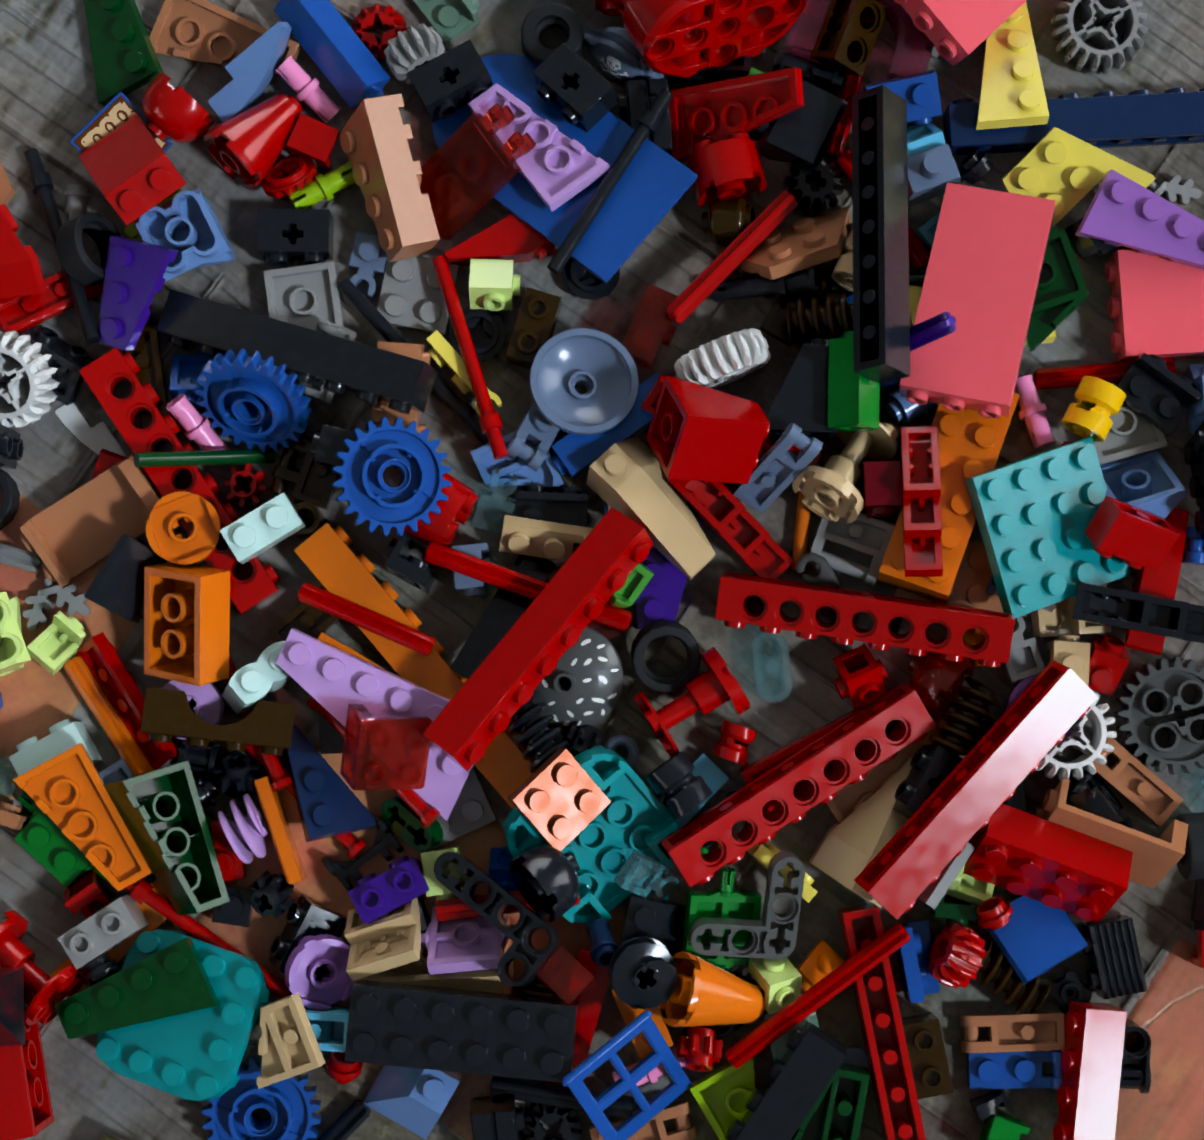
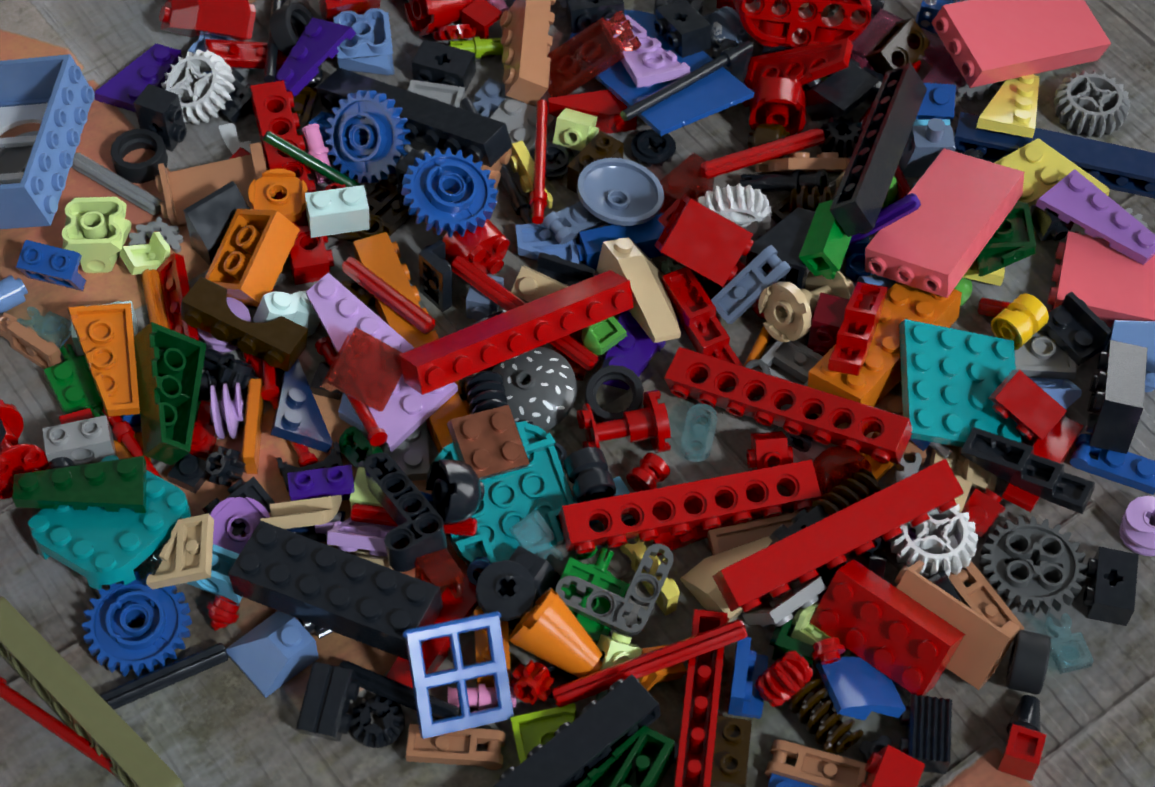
camera: 20 degrees right, 30 degrees down
(494, 505) = (516, 259): clear light blue plate -> none
(1033, 413) = (970, 319): bright pink pin -> none

